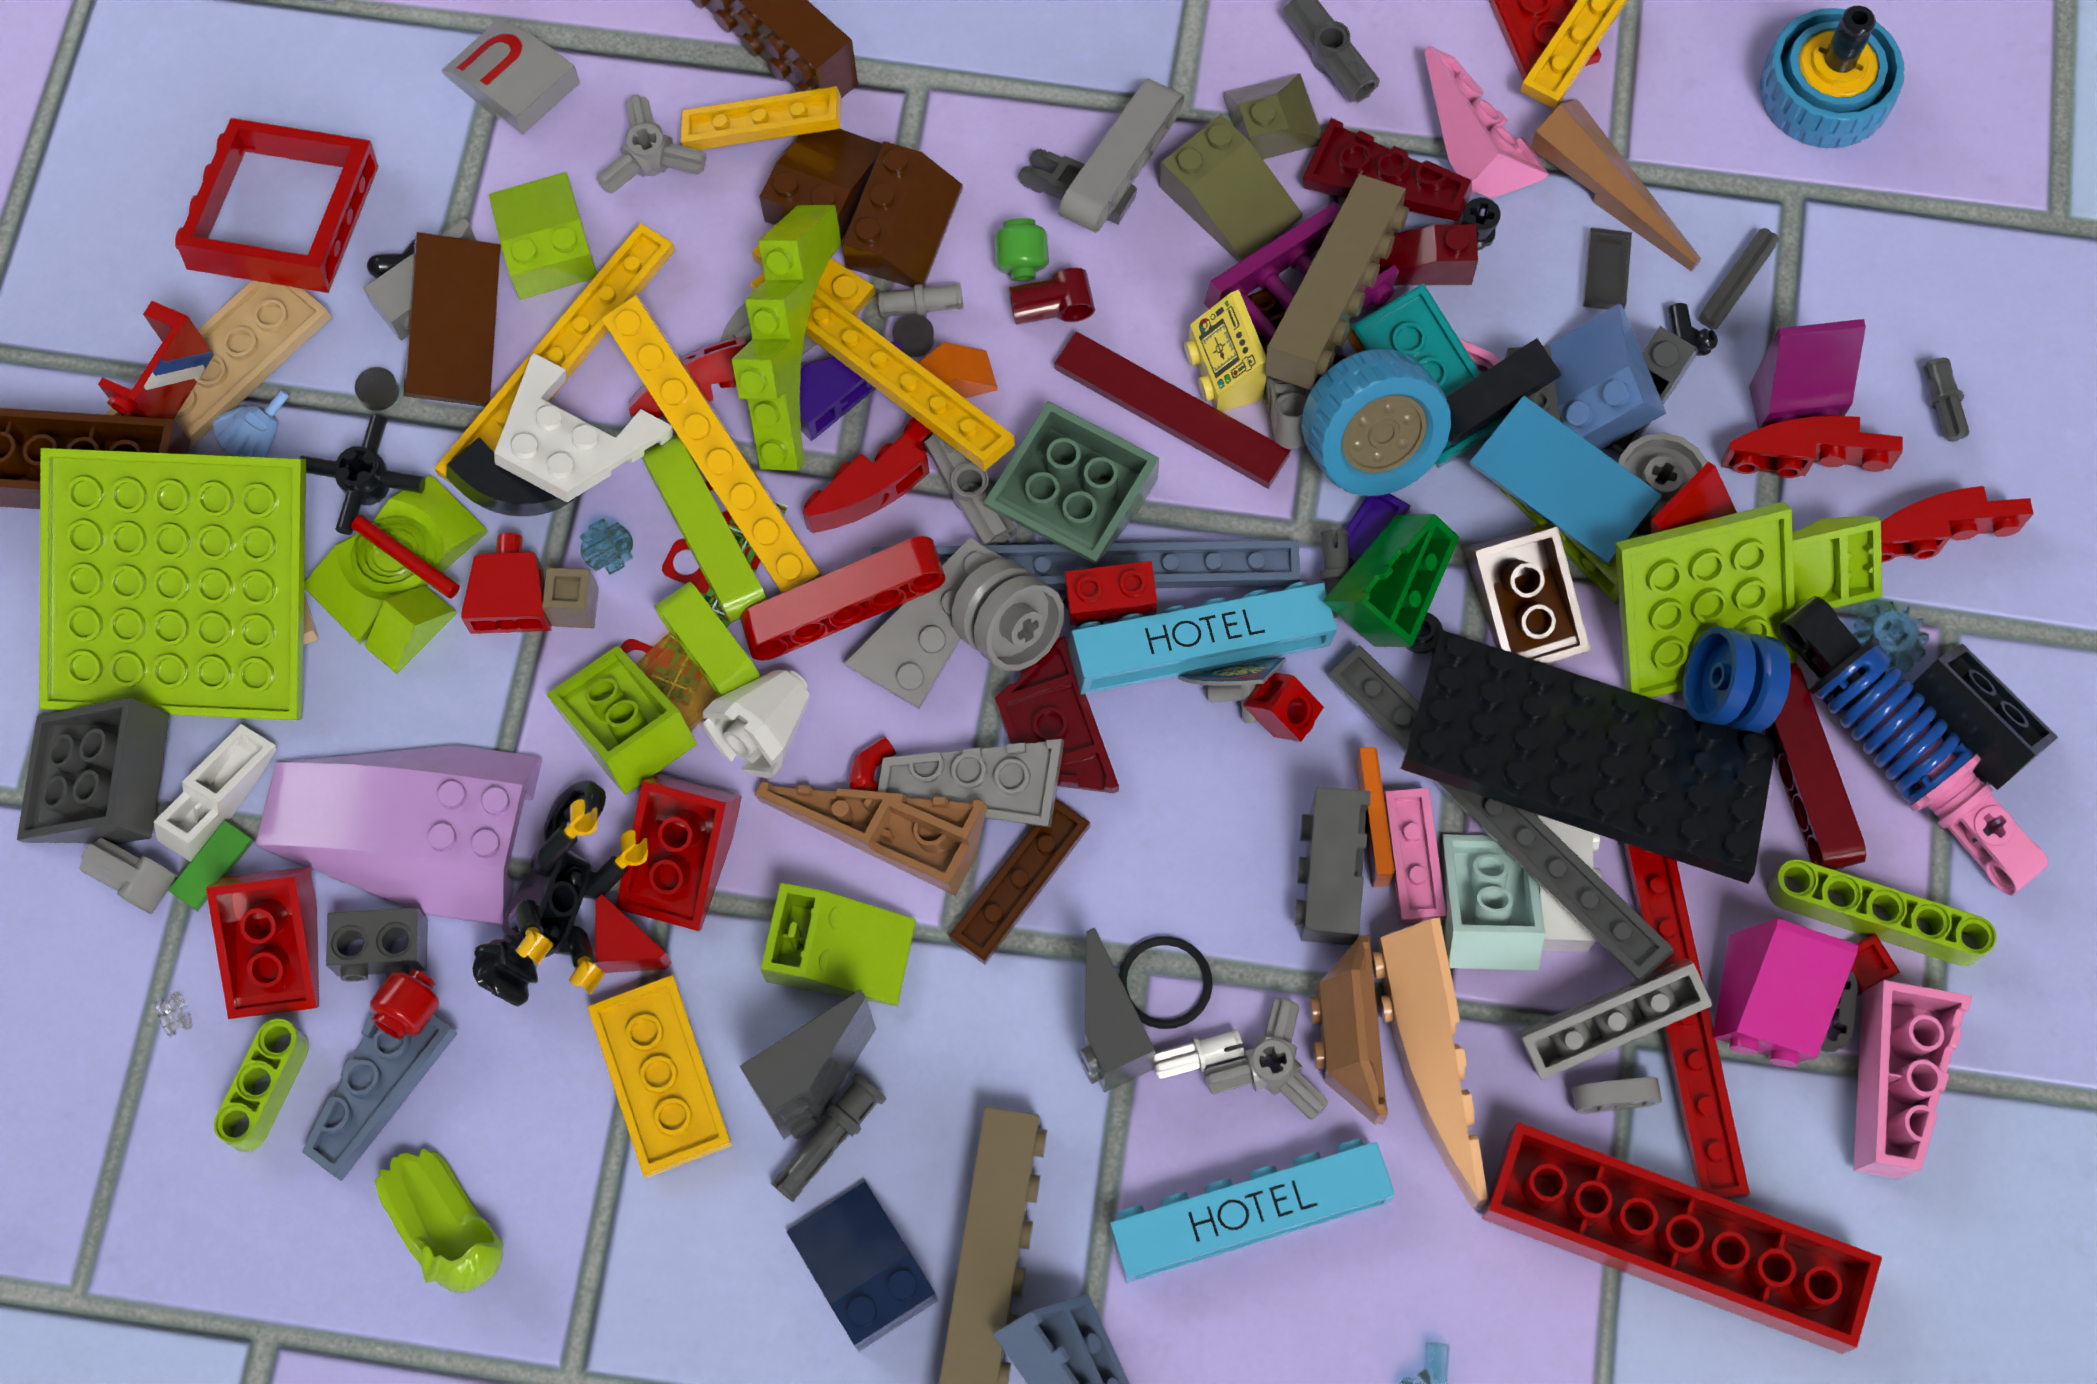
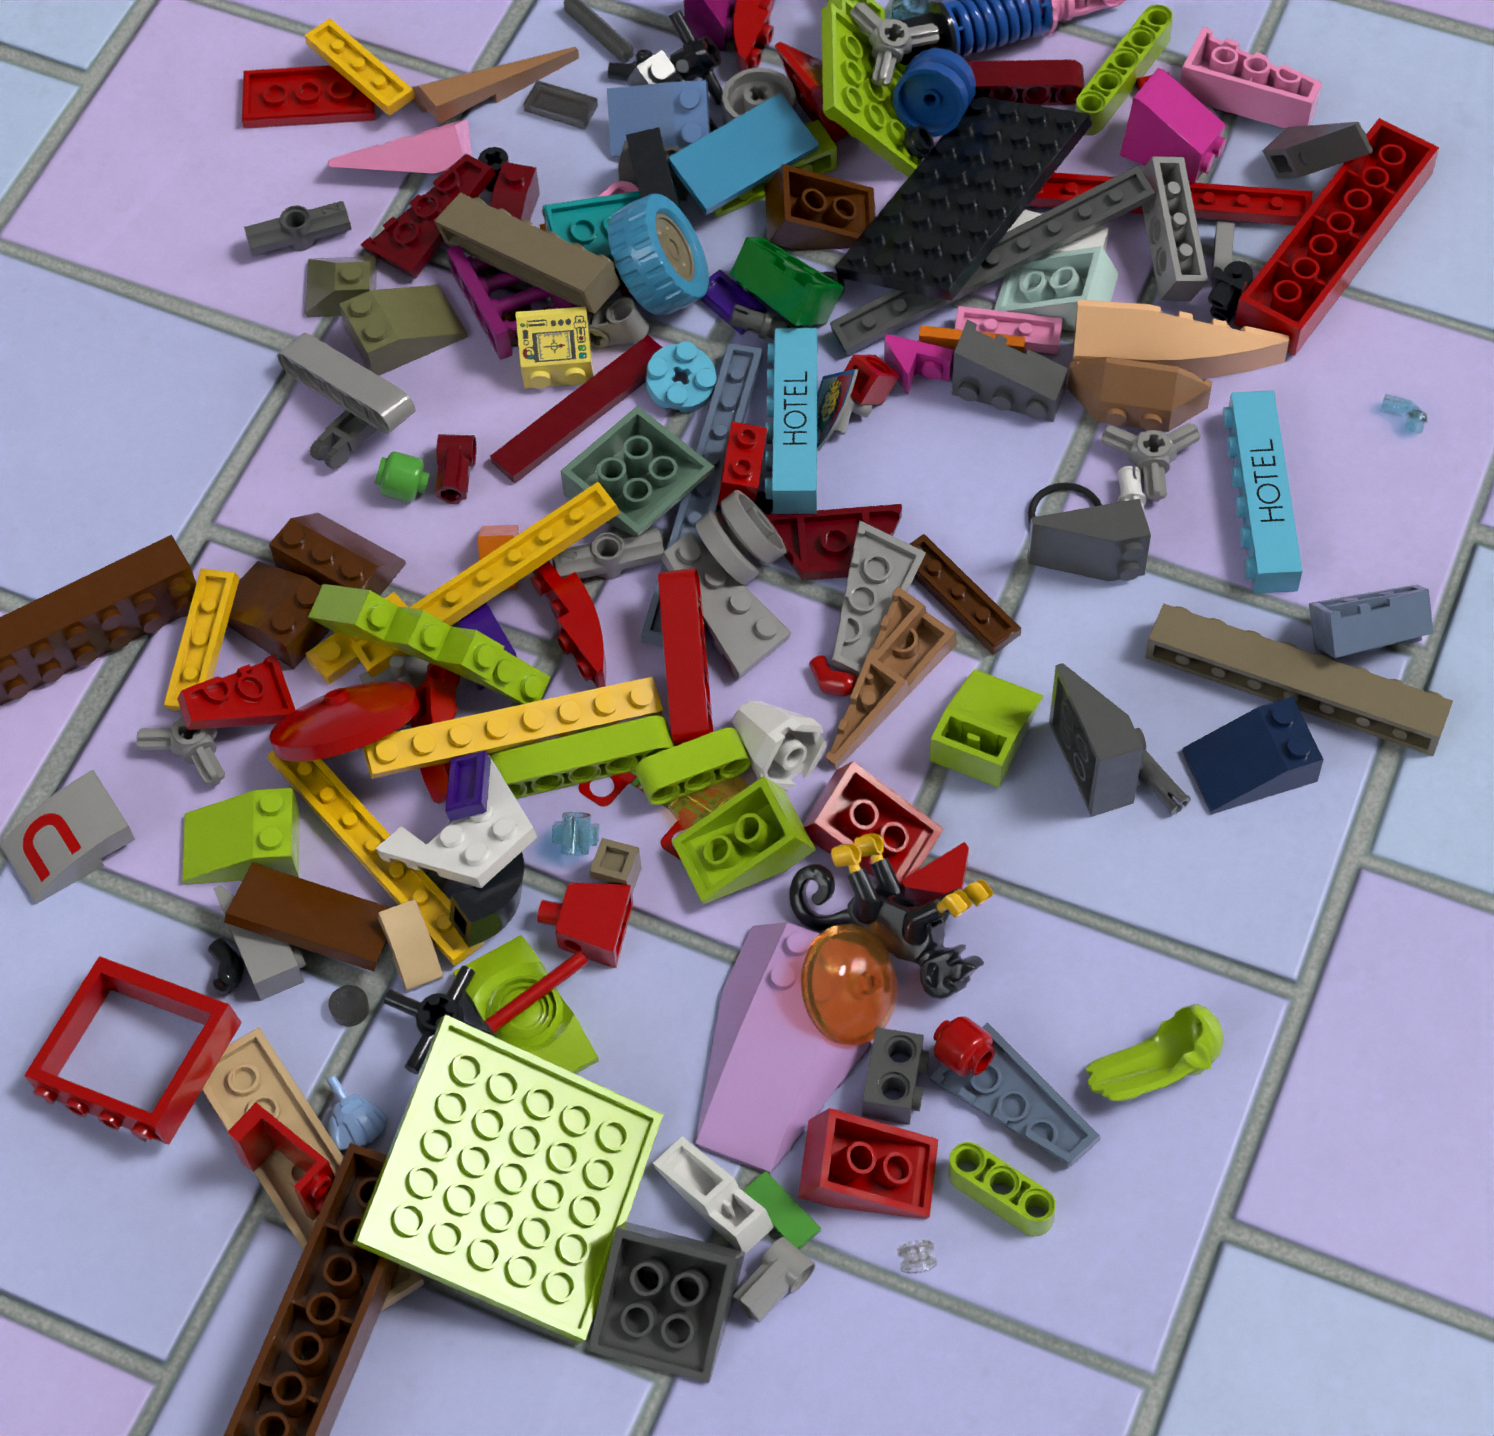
camera: 75 degrees left, 10 degrees down
(406, 626) = (600, 1013): lime slope -> none
(443, 421) = (410, 945): none -> tan slope
(466, 850) = (848, 984): none -> clear orange dish
(613, 416) = (468, 785): none -> dark purple tile
(659, 1076) = (1064, 876): yellow plate -> none
(672, 277) = (344, 720): none -> red dish
(694, 175) = (241, 699): none -> red wing
(914, 334) = (445, 570): clear smoke tile -> none
(920, 300) = (420, 560): light grey pin -> none
(1232, 477) = (676, 395): none -> medium azure plate
(1332, 748) = (915, 357): none -> dark pink slope
(1544, 1109) = (1228, 288): none -> black hips
(1671, 688) = (918, 141): none -> black plate
(1710, 392) = (696, 57): none -> black bar
(1791, 584) = (890, 40): none -> light grey bush
(1804, 1179) = (1314, 148): none -> dark grey slope

